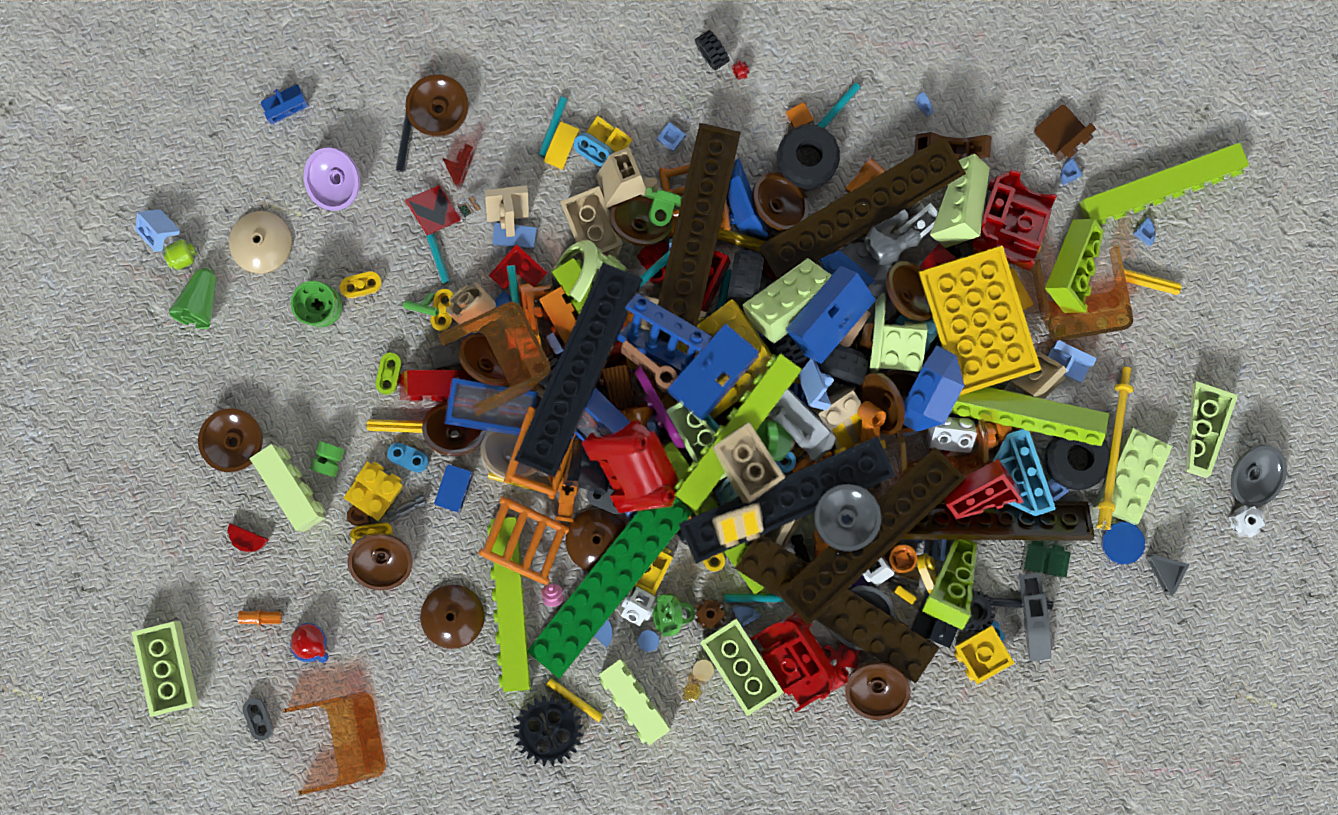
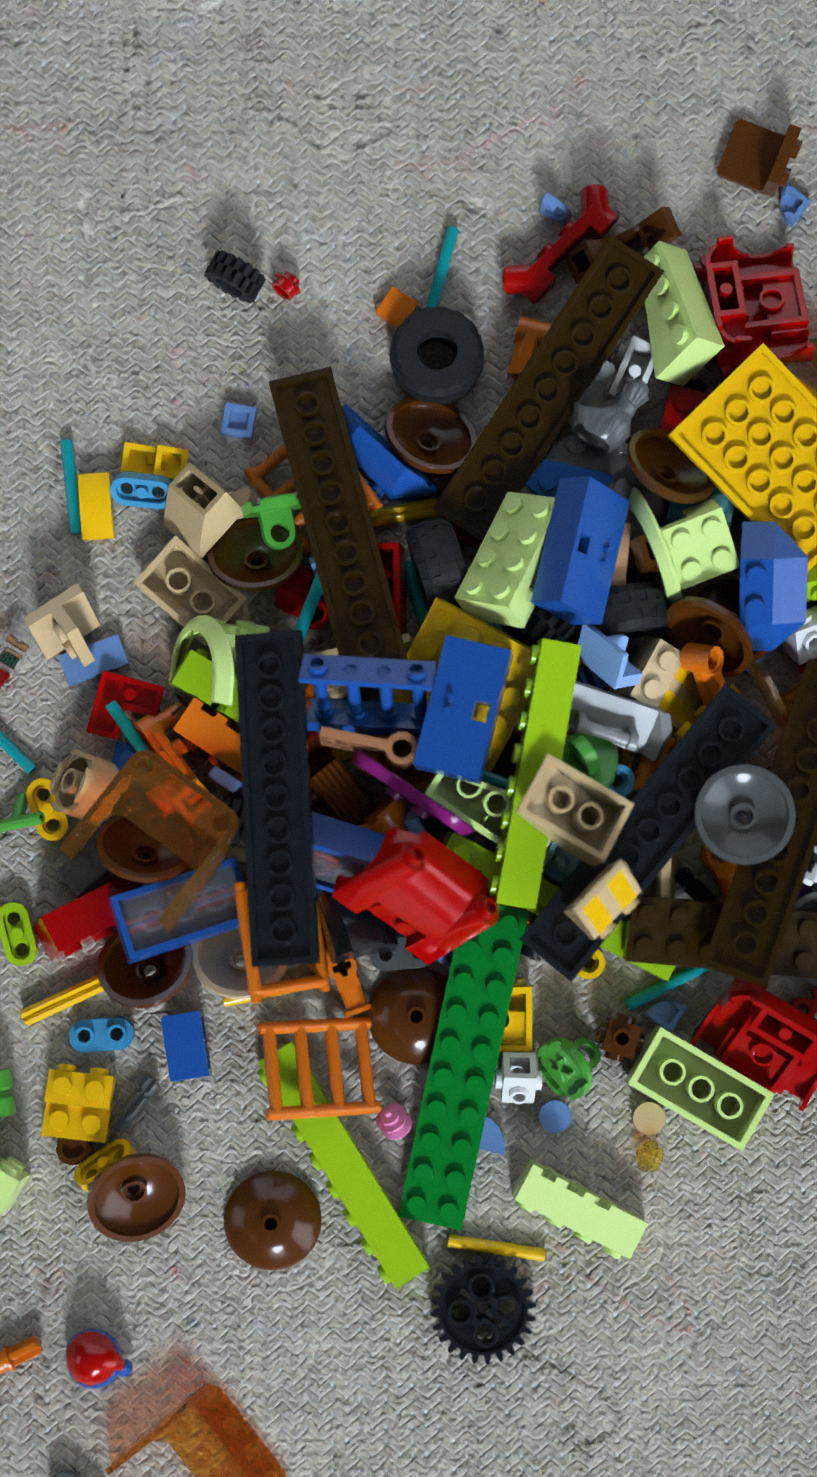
camera: 30 degrees left, 0 degrees up
(945, 123) = (595, 221): none -> red plate

